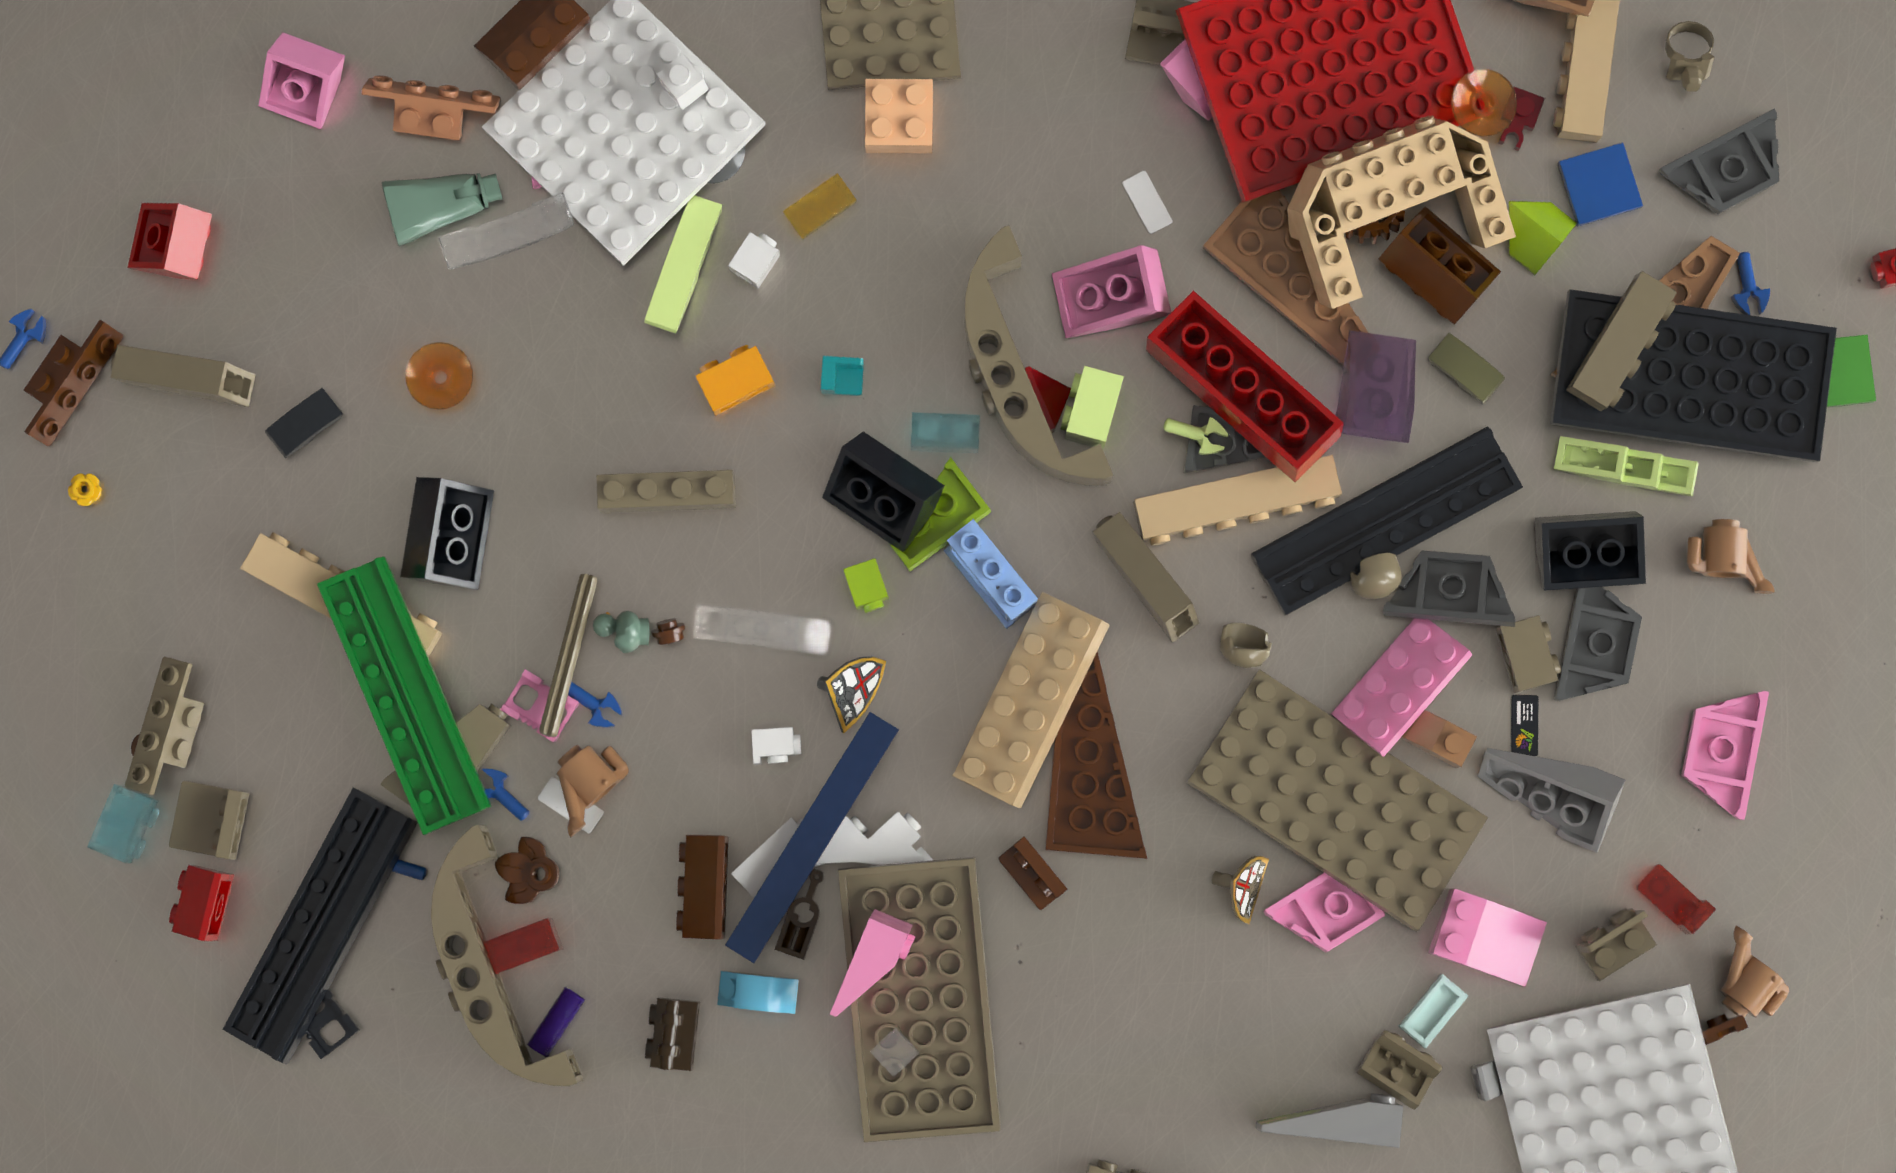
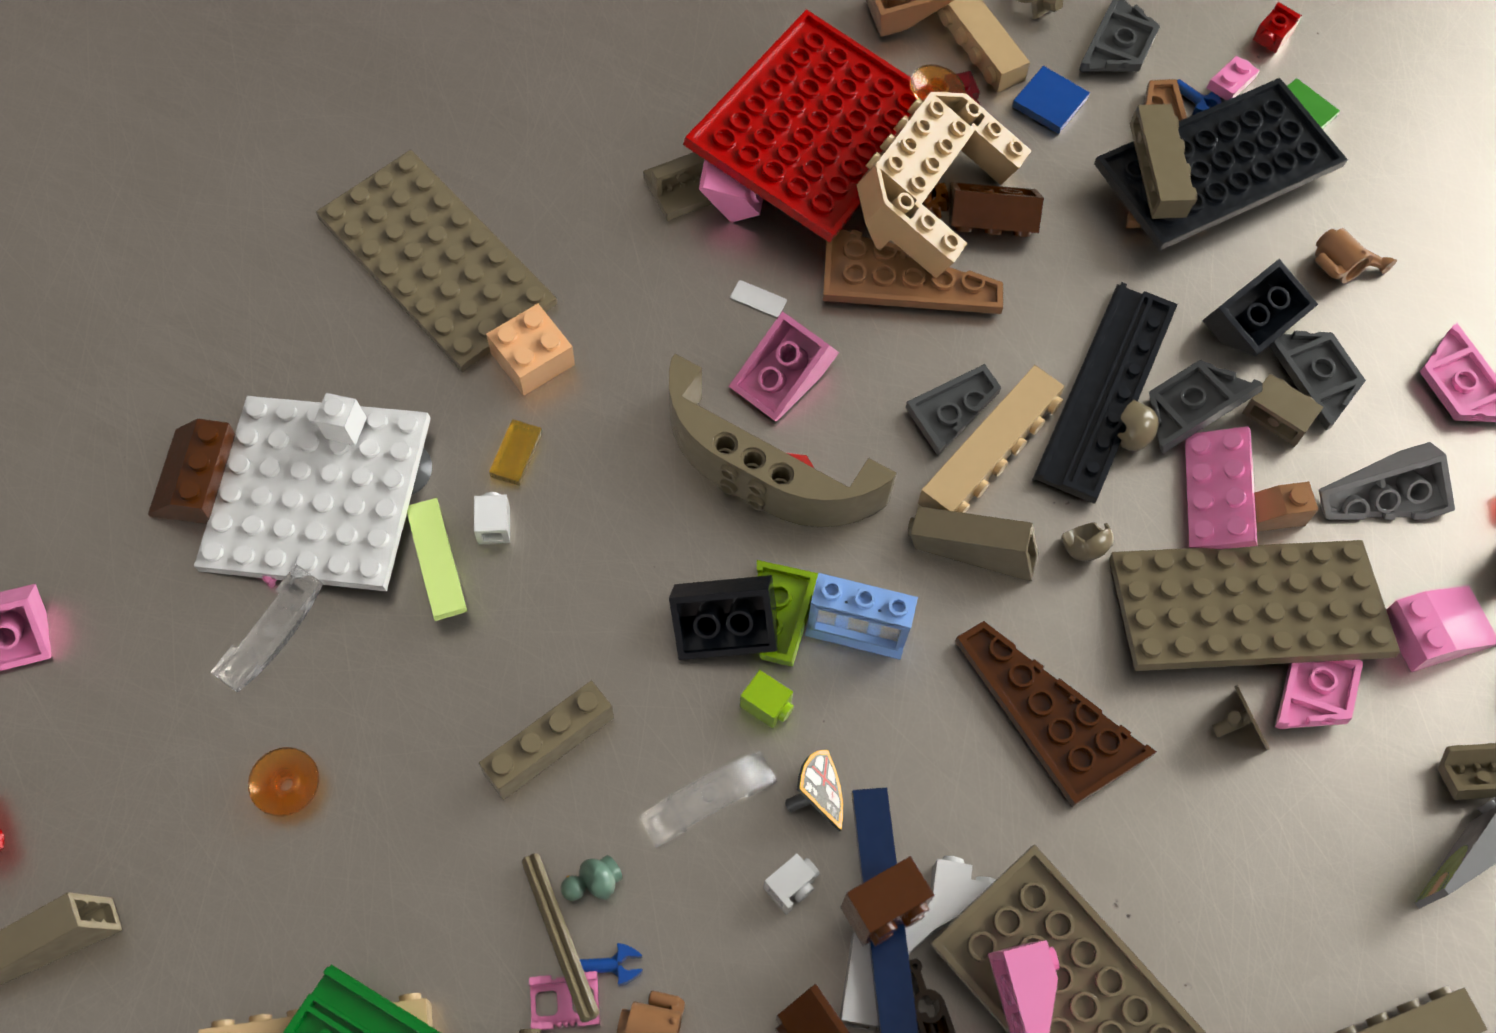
camera: 40 degrees left, 20 degrees down
(303, 422) = (182, 906): black slope -> none
(429, 109) = (140, 583): nougat bracket -> none
(431, 203) = (184, 653): sand green piece -> none
(447, 533) = (377, 909): black slope -> none
(668, 631) = (632, 853): reddish brown plate -> none
(734, 379) = (541, 616): light orange brick -> none
(820, 817) = (887, 901): none -> reddish brown brick
(842, 375) = (624, 557): teal panel -> none
(945, 432) = (738, 543): clear light blue brick -> none
(1031, 700) = (969, 693): tan brick -> none
(1032, 873) = (1082, 829): reddish brown bracket -> none
(1093, 407) = (836, 442): yellowish green brick -> none
(1197, 433) = (929, 415): yellowish green bar -> none
(1244, 386) = (935, 357): red brick -> none
(1378, 387) = (1026, 305): clear purple slope -> none
(1433, 1011) = (1457, 711): light aqua tile -> none
(1466, 368) = (1075, 257): olive slope -> none
(1524, 724) = (1321, 461): black sticker -> none
(1538, 232) = (1045, 154): lime slope -> none
(1626, 466) = (1228, 249): yellowish green slope -> none
(1801, 290) = (1233, 78): none -> bright pink plate

